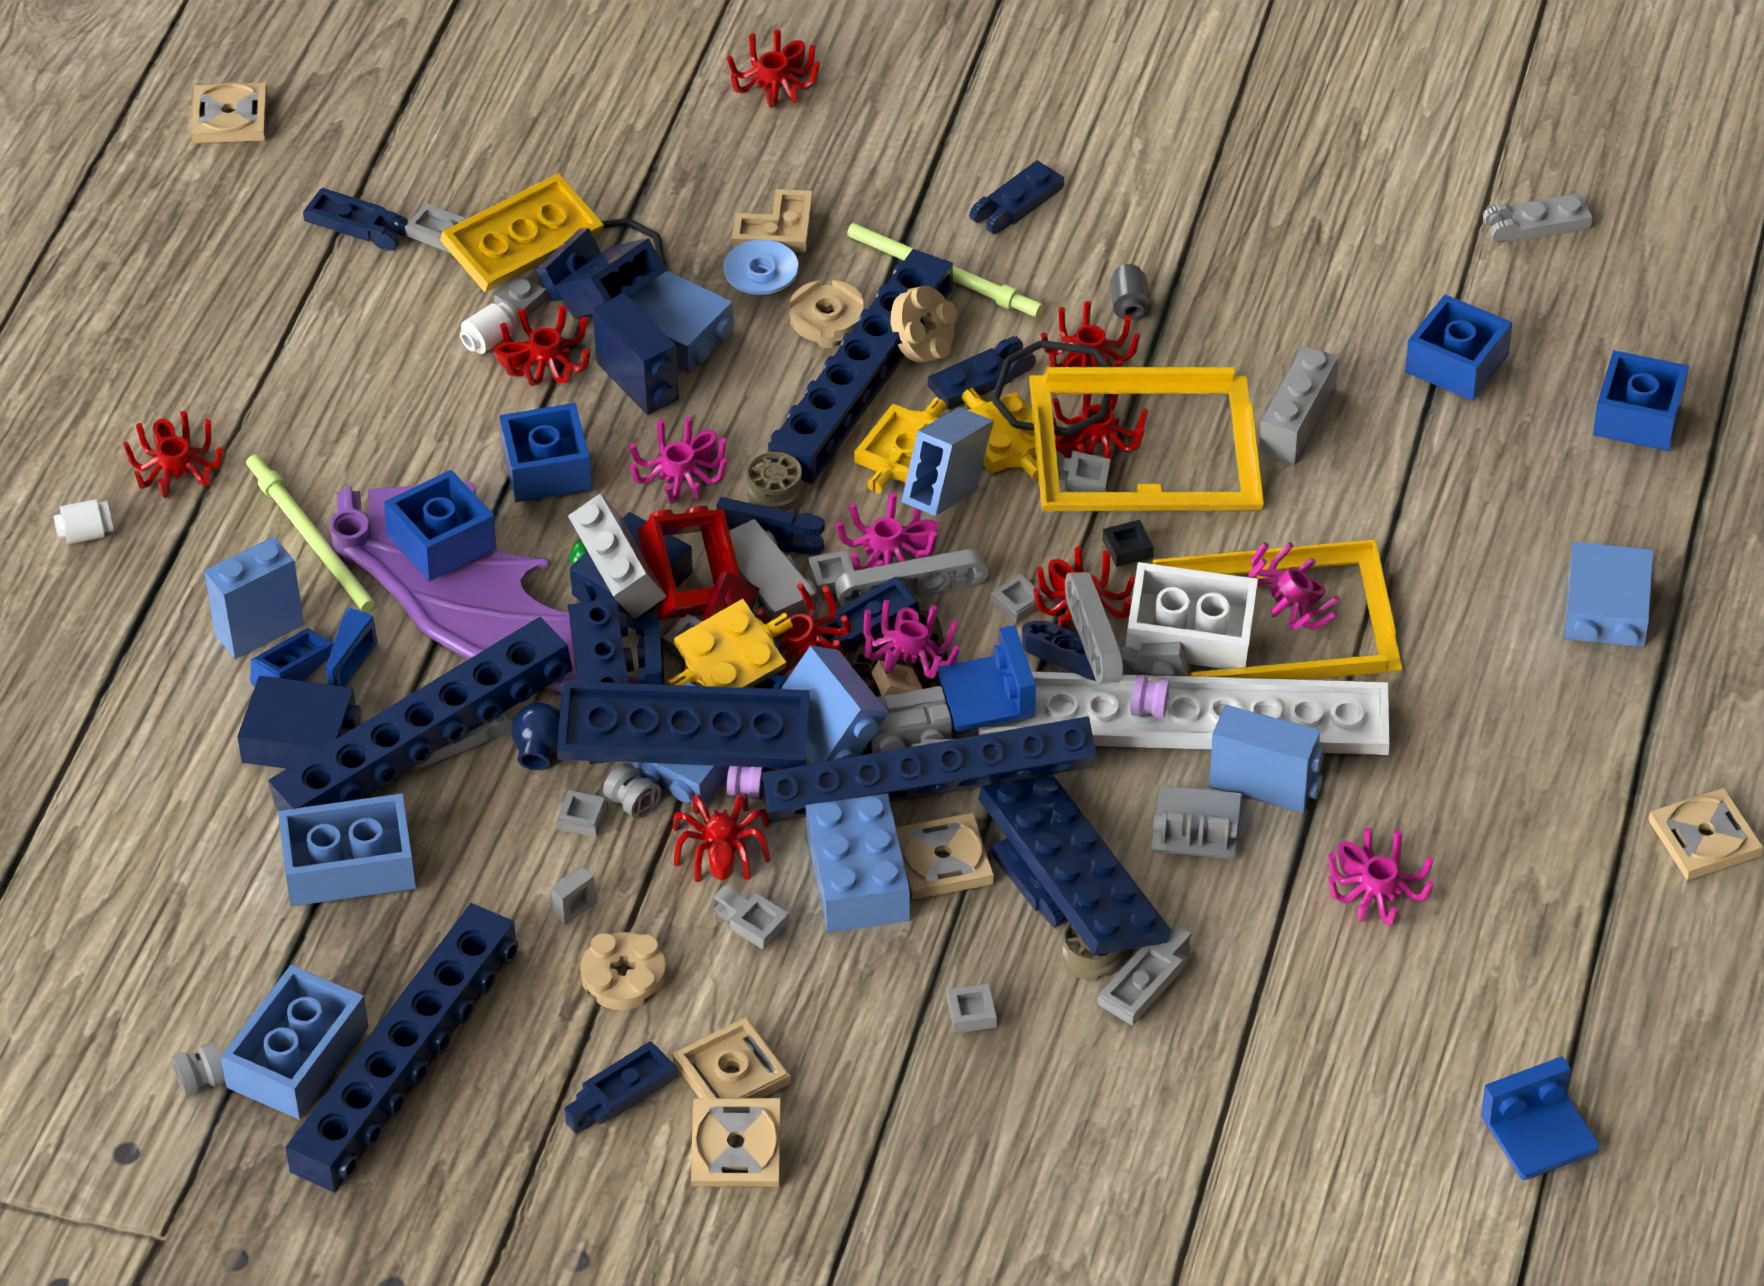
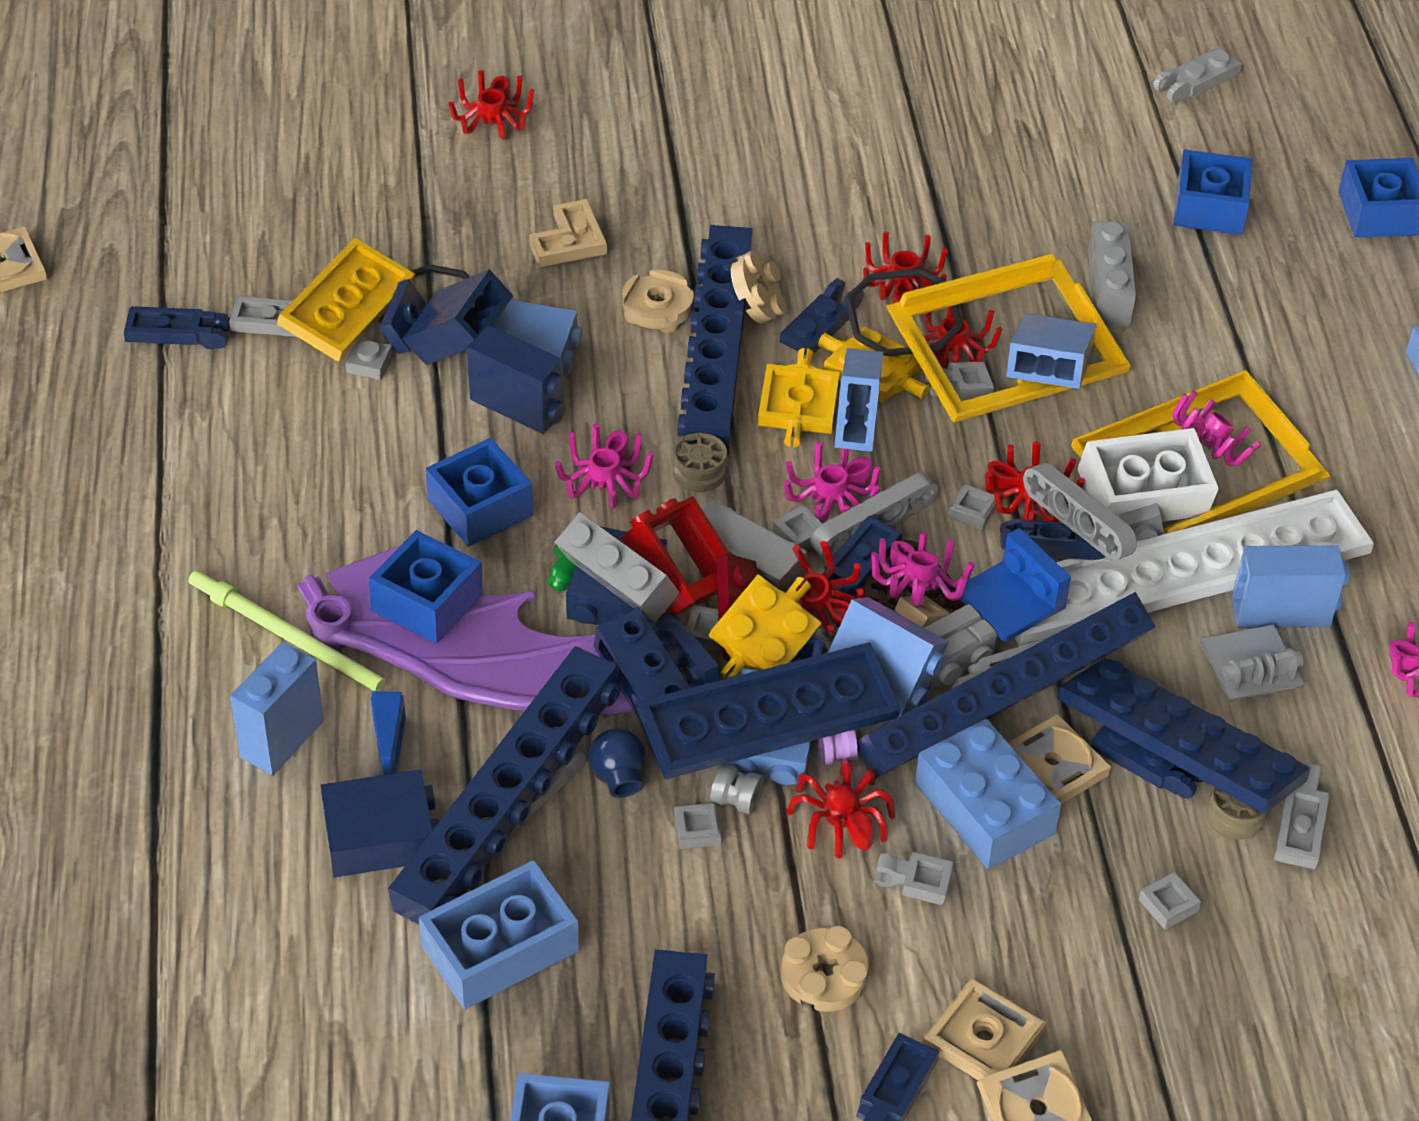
camera: 25 degrees left, 0 degrees up
(83, 521) = (54, 683): white brick -> none
(173, 454) = (113, 592): red animal -> none
(271, 661) = (333, 762): blue slope -> none
(483, 329) = (357, 393): white brick -> none
(544, 347) = (420, 397): red animal -> none
(573, 895) = (739, 909): light grey plate -> none
(760, 267) = (578, 275): light blue dish -> none
(780, 523) = (747, 500): dark blue hinge -> none
(1005, 295) = (805, 247): yellowish green bar -> none
(1017, 197) = (763, 161): dark blue hinge -> none
(1127, 543) = (1041, 427): black plate -> none
(1130, 292) = (910, 216): dark grey brick -> none
(1150, 697) = (1158, 560): lavender wheel -> none
(1178, 465) = (1051, 350): none -> medium blue brick

